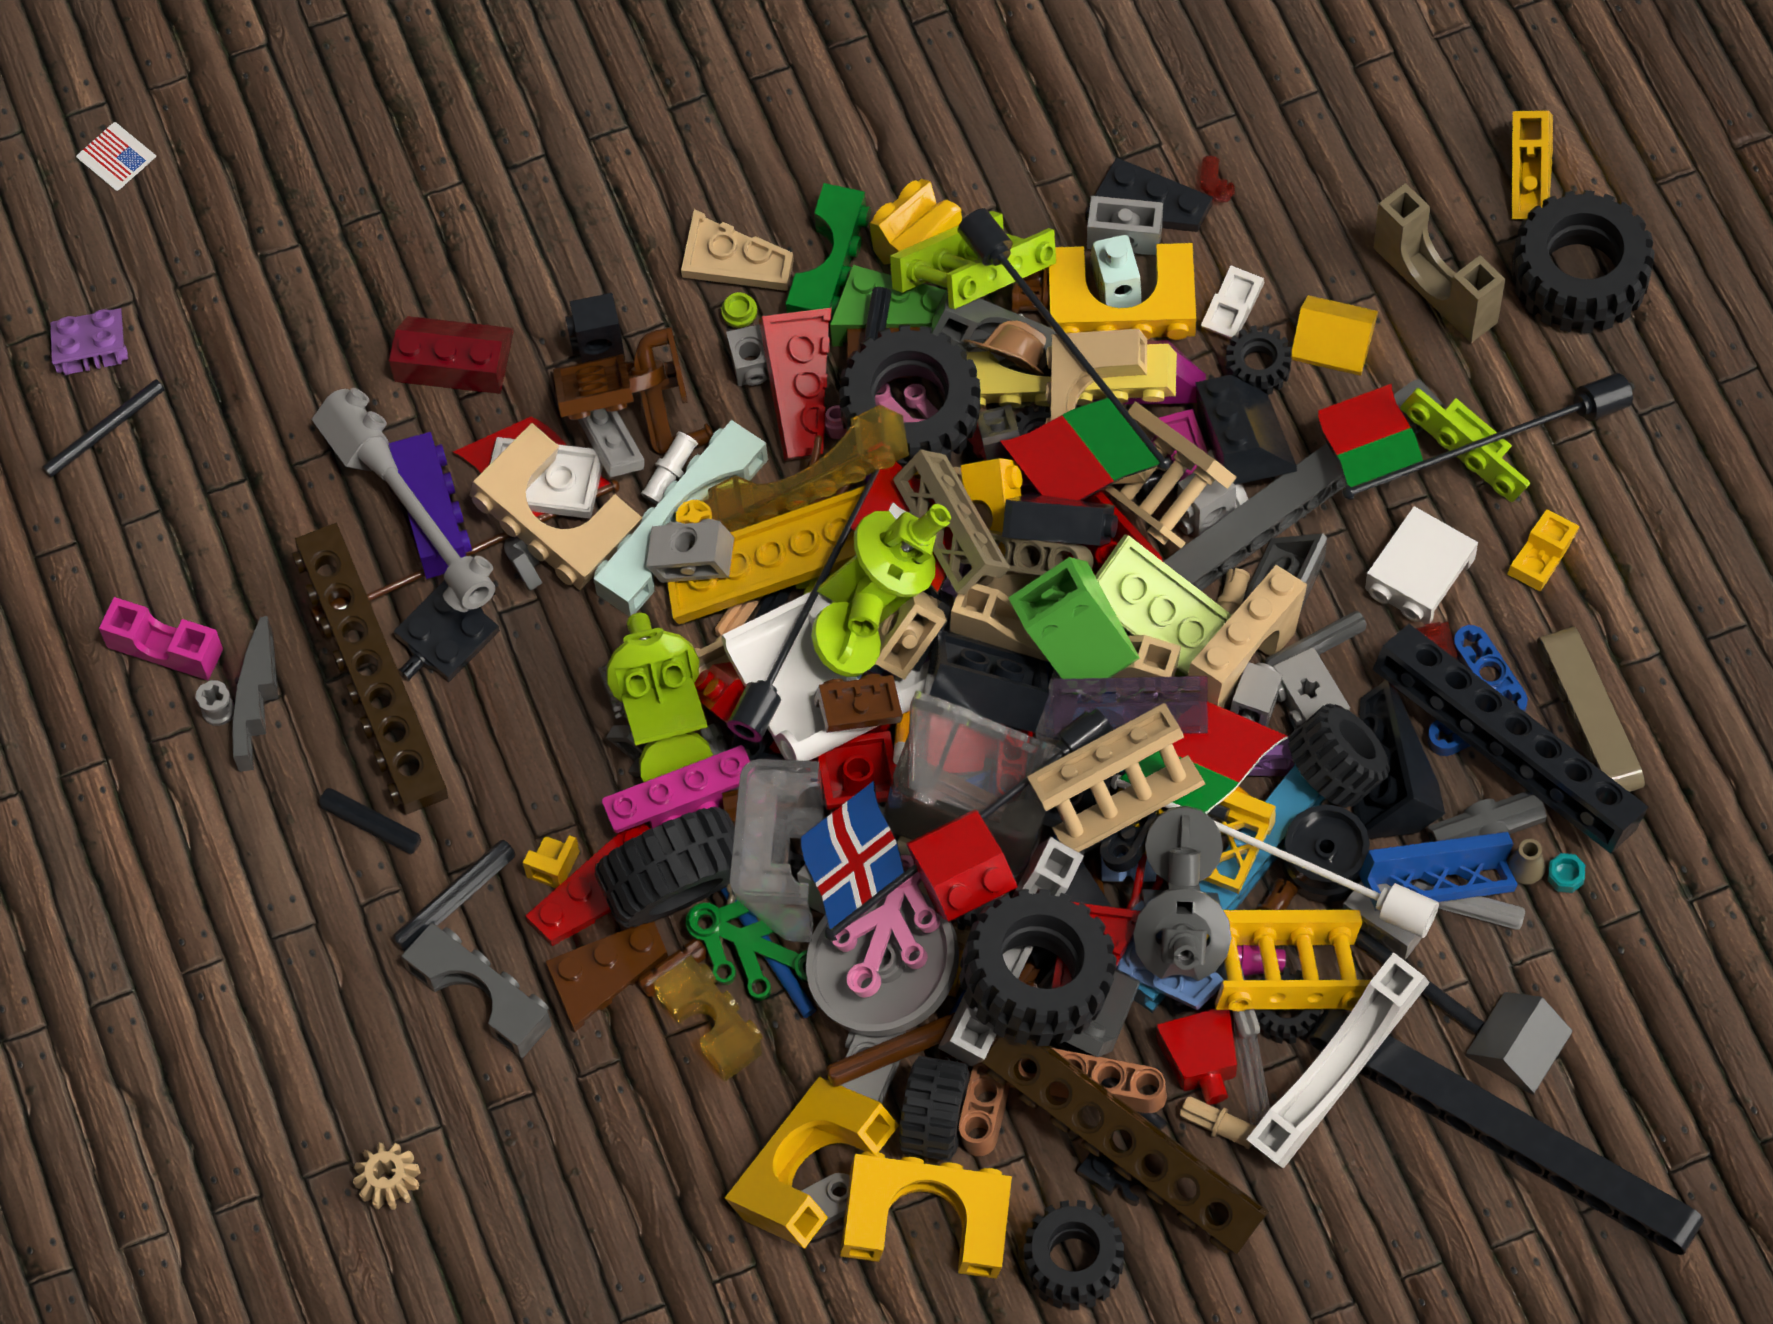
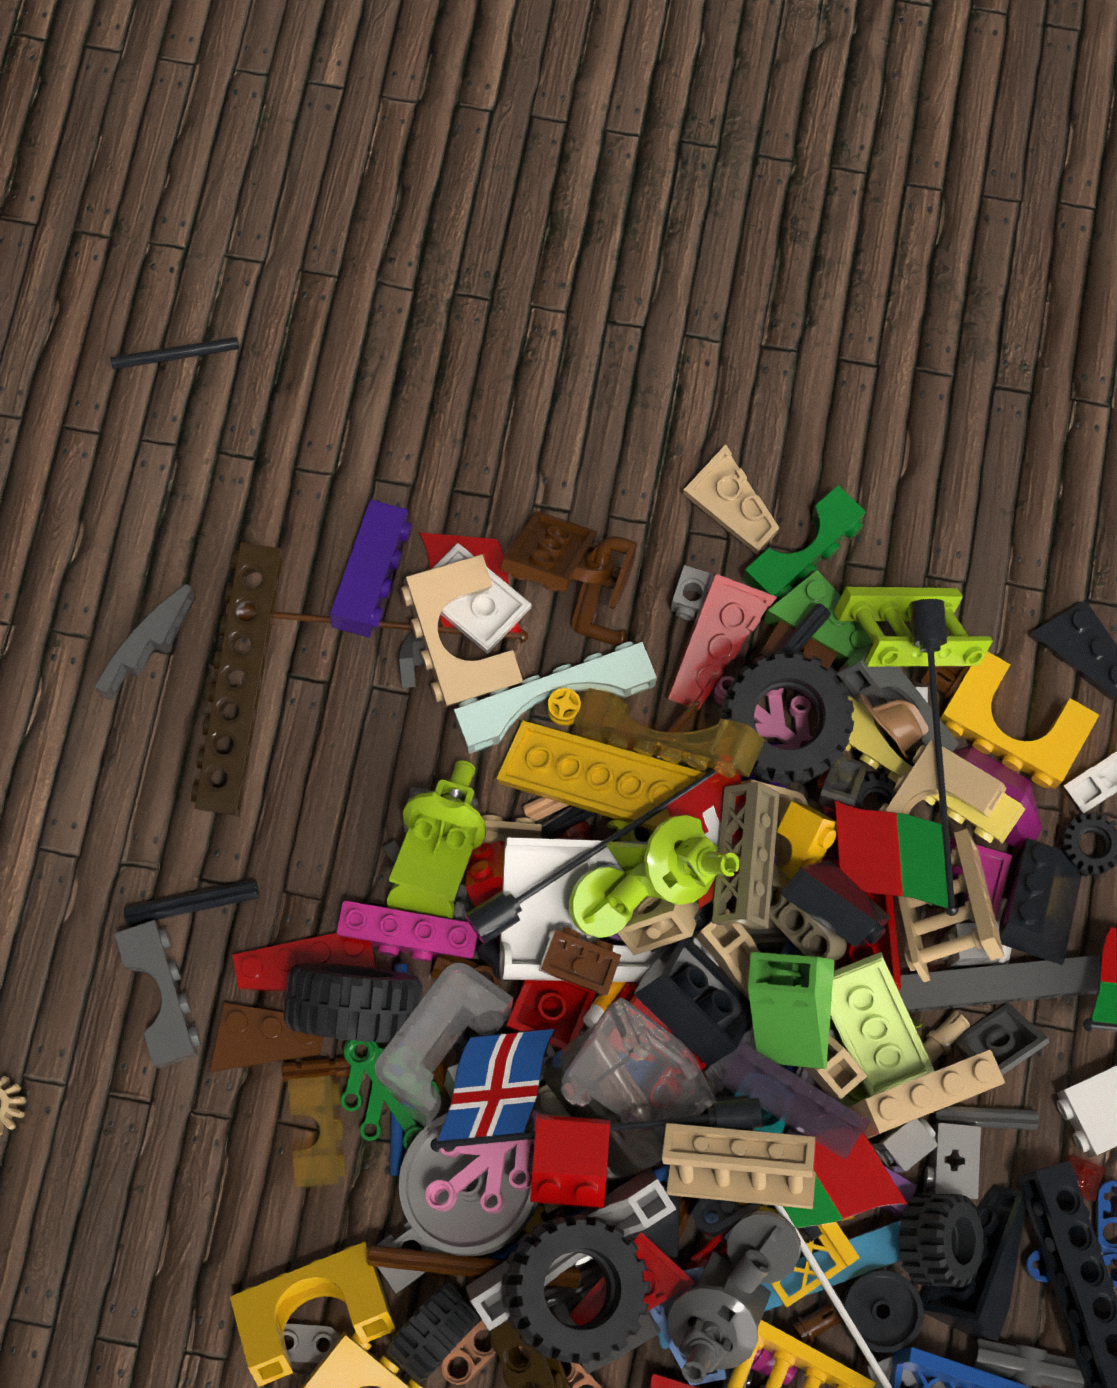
camera: 25 degrees right, 10 degrees up
(88, 337) = (207, 274): medium lavender hinge -> none
(116, 156) = (323, 136): sticker -> none
(136, 632) = (104, 554): dark pink arch -> none
(215, 703) = (114, 621): light grey bush -> none
(362, 445) = (348, 487): light grey bar -> none
(370, 820) = (168, 799): black axle -> none
(443, 636) = (321, 679): black plate -> none
(450, 354) = (468, 450): dark red slope -> none
(552, 861) = (281, 921): yellow panel -> none
(594, 328) = (585, 500): black brick -> none
(612, 442) = (539, 610): light grey tile -> none
(669, 467) = (572, 650): white pin -> none
(690, 551) = (552, 748): light grey brick -> none
(739, 310) = (709, 549): lime plate -> none
(911, 219) = (886, 562): yellow piece -> none
(1115, 266) = (1022, 701): light aqua torso -> none
(1128, 217) = (1055, 665): light grey brick -> none

